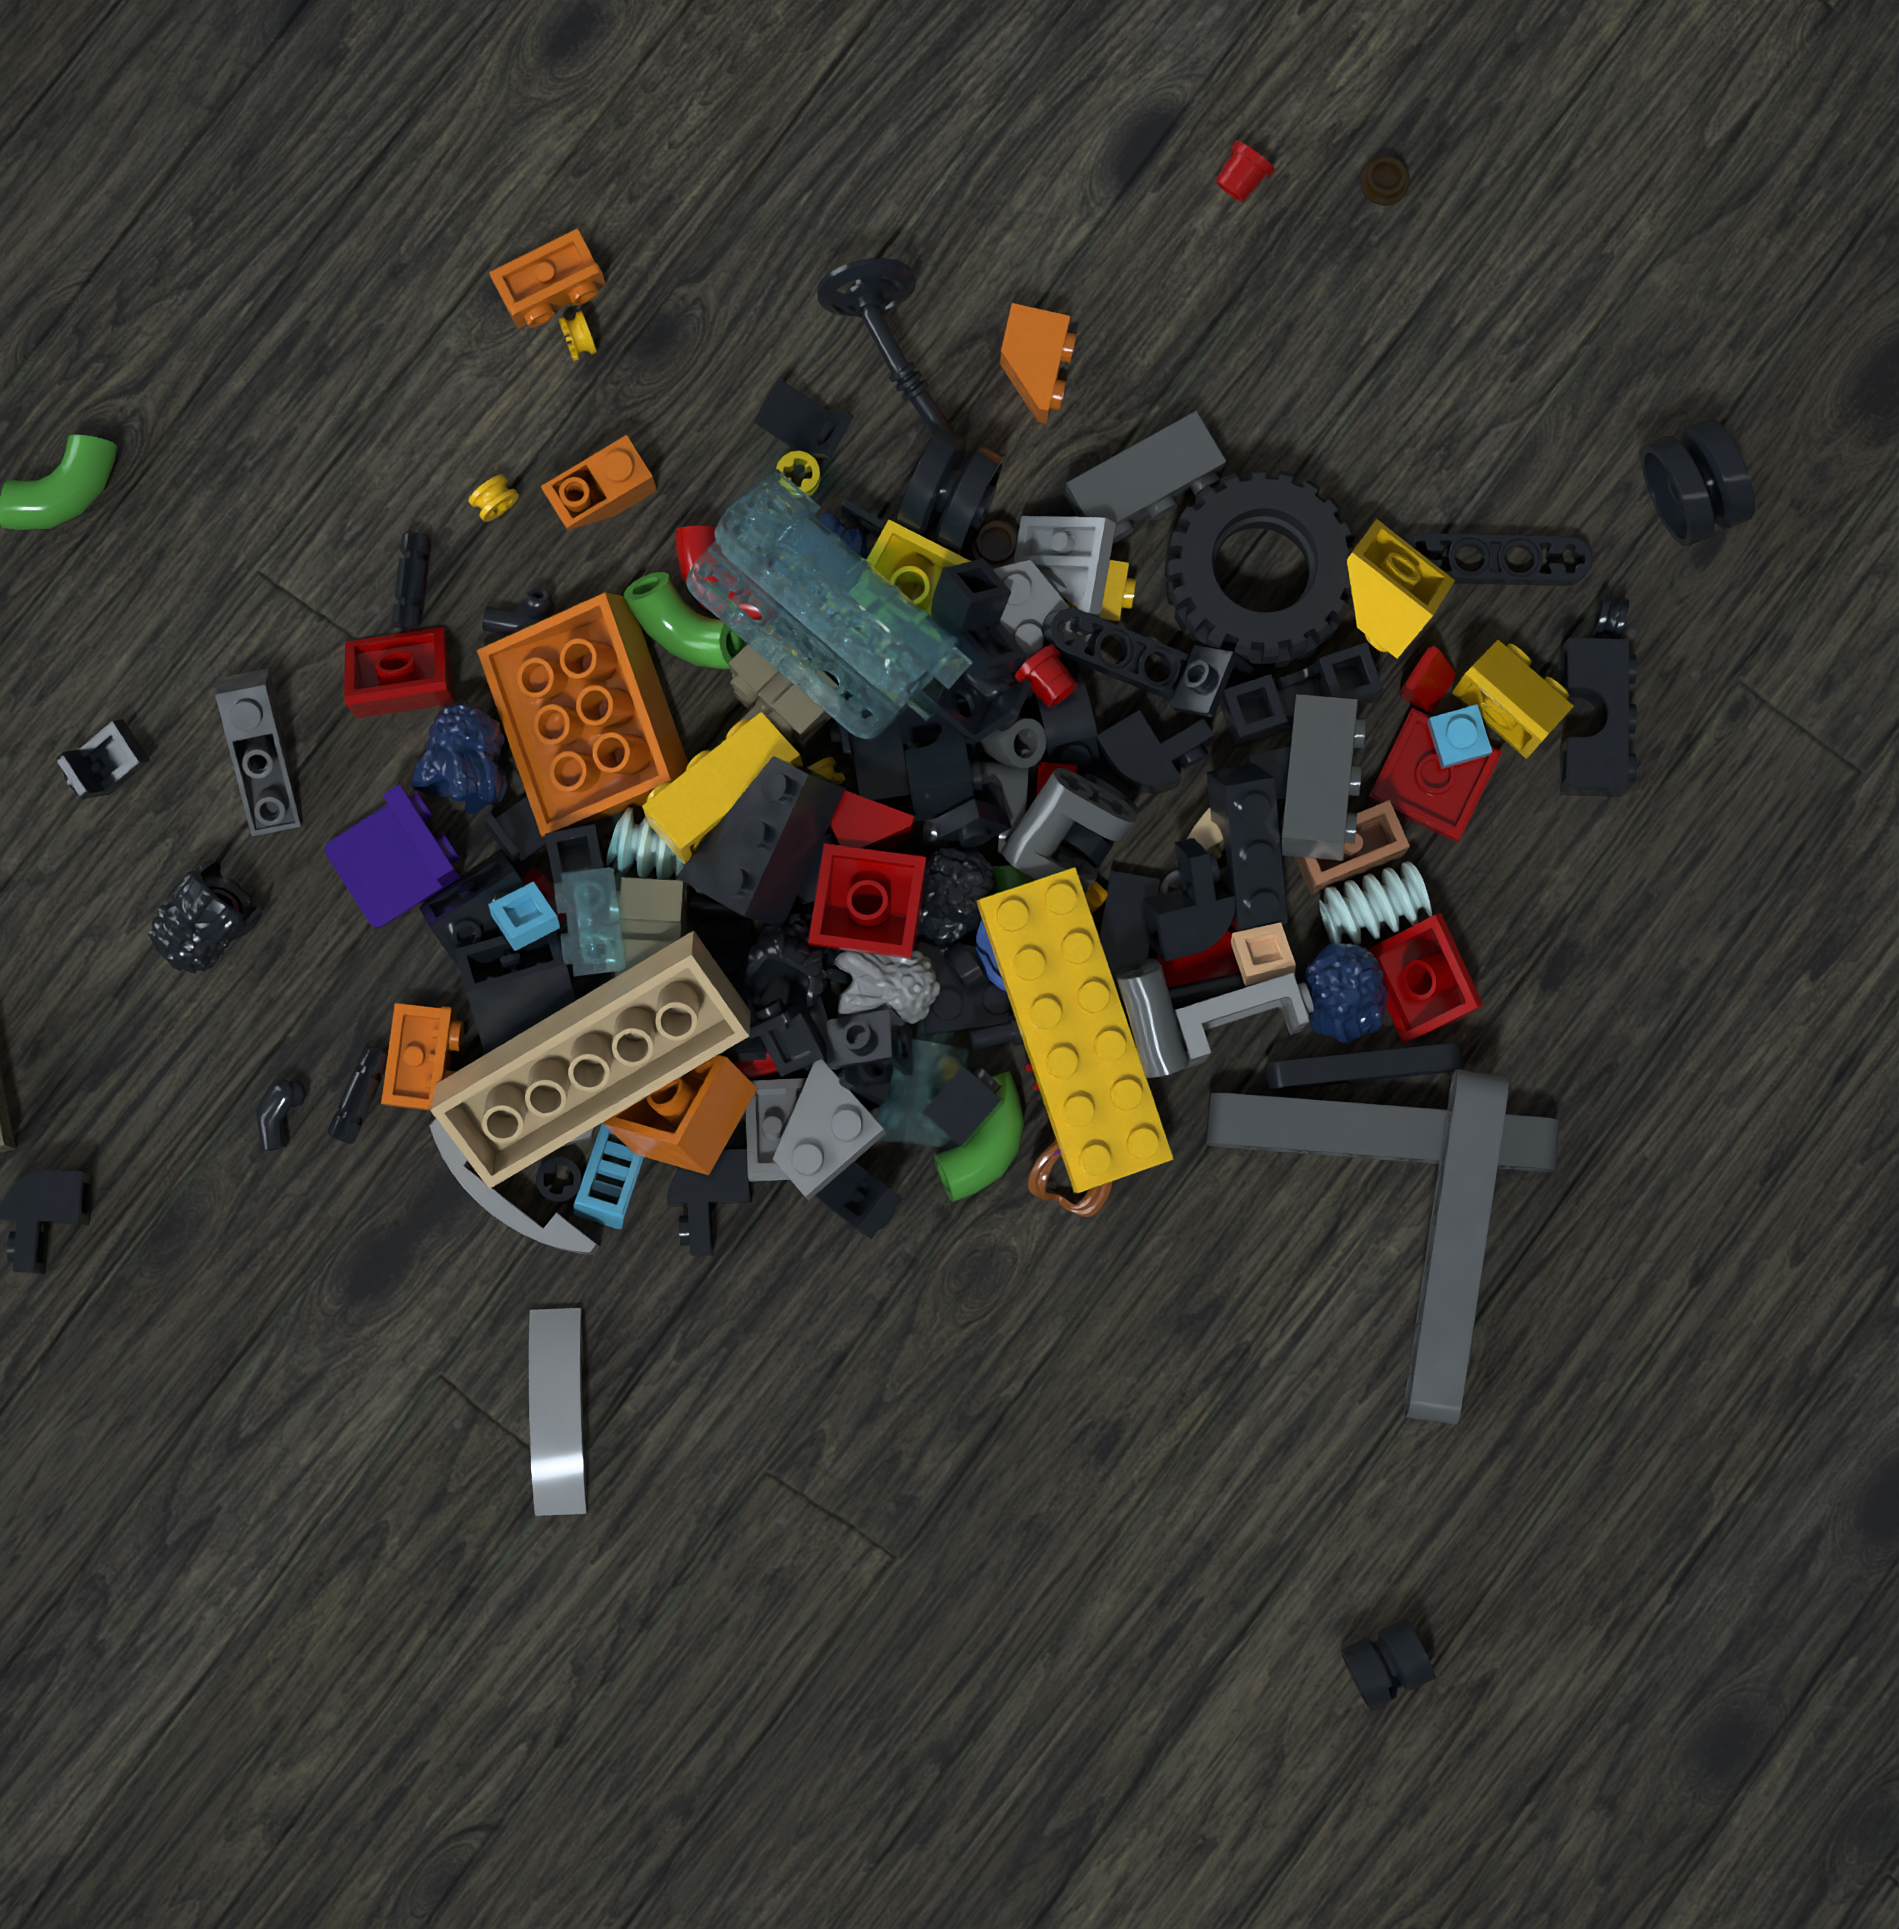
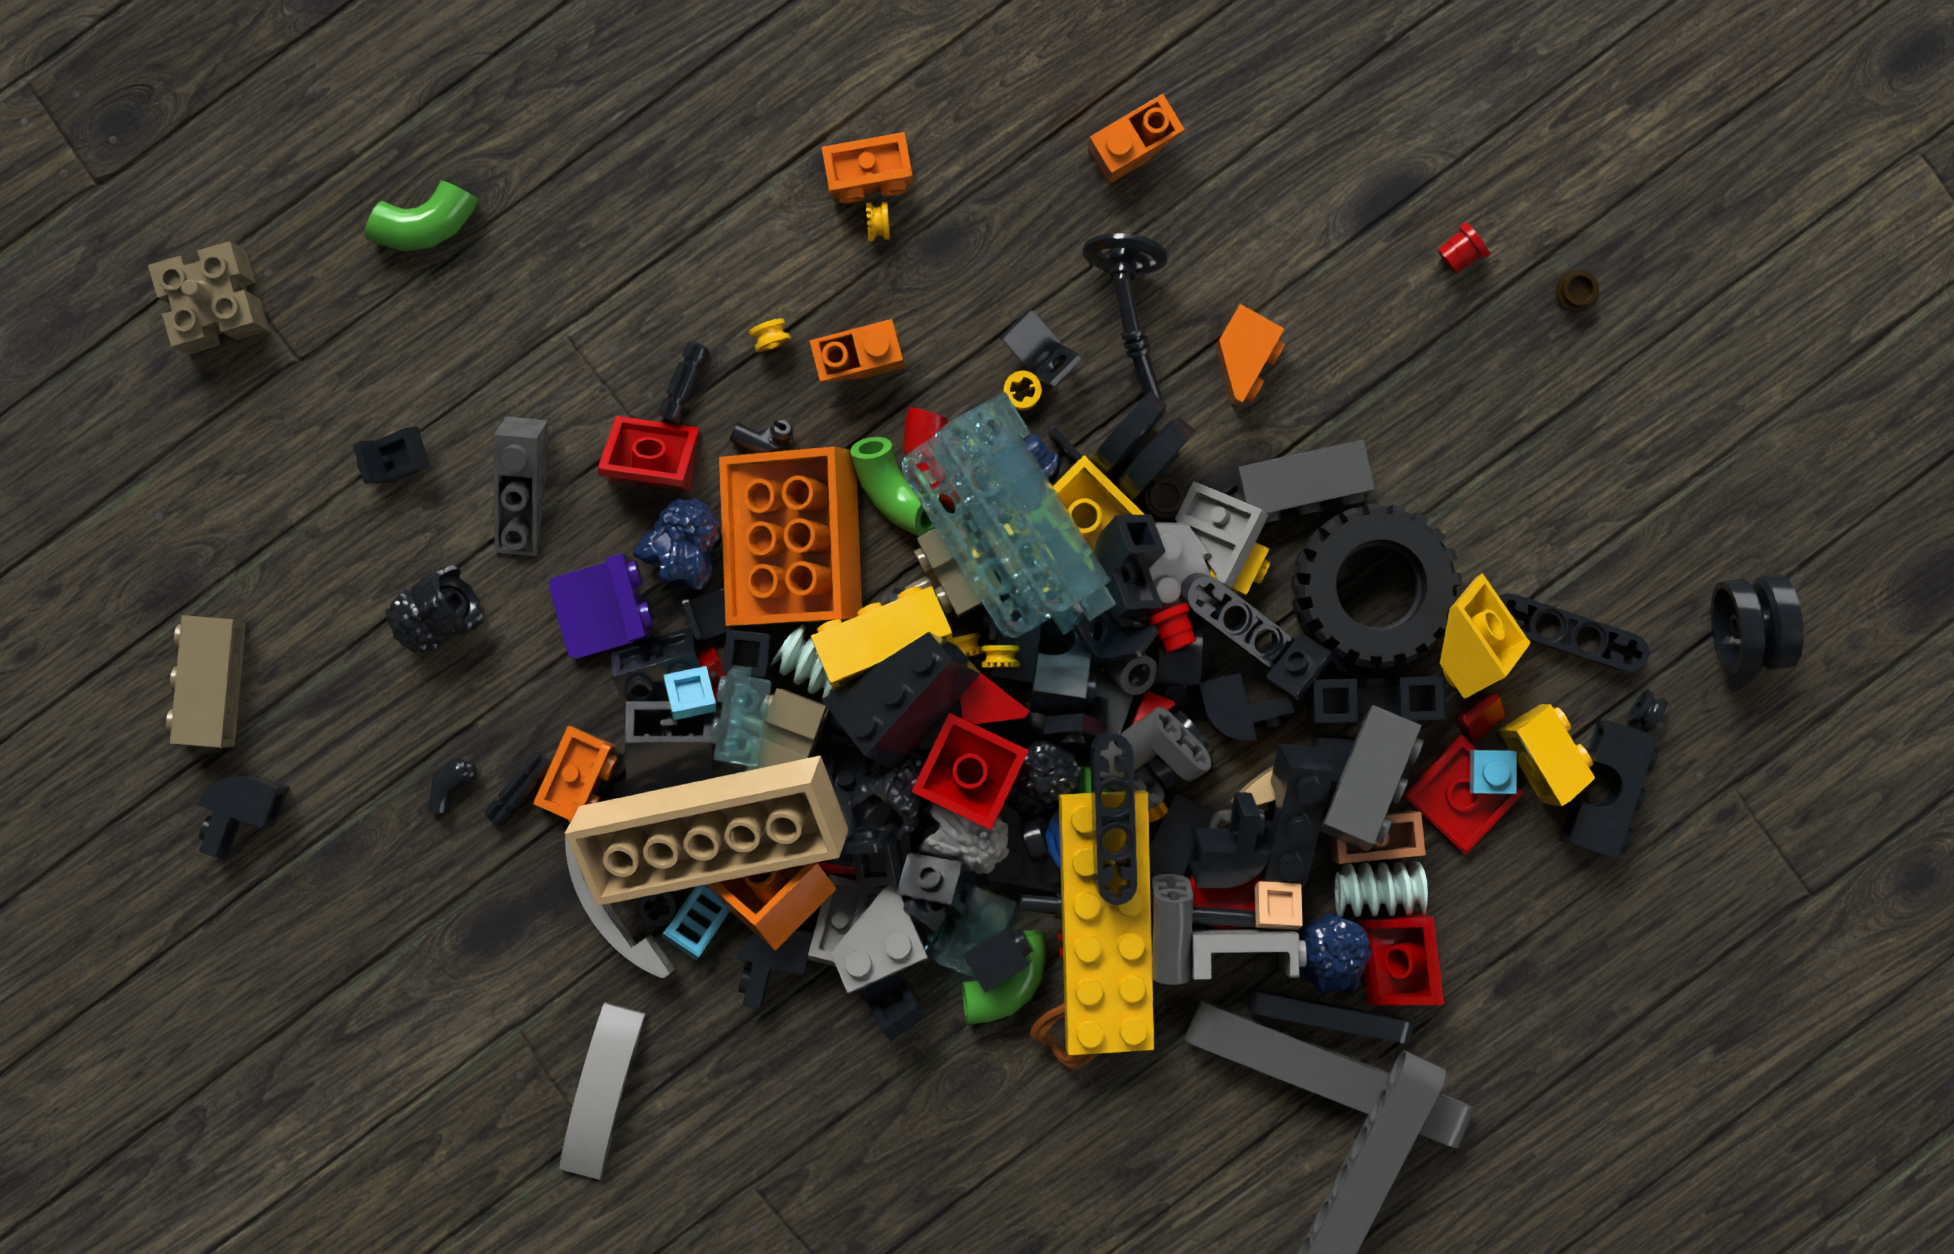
camera: 20 degrees right, 5 degrees up
(837, 159) = (1134, 138): none -> orange slope
(863, 771) = (1000, 656): none -> yellow bush
(1052, 899) = (1109, 818): none -> black beam

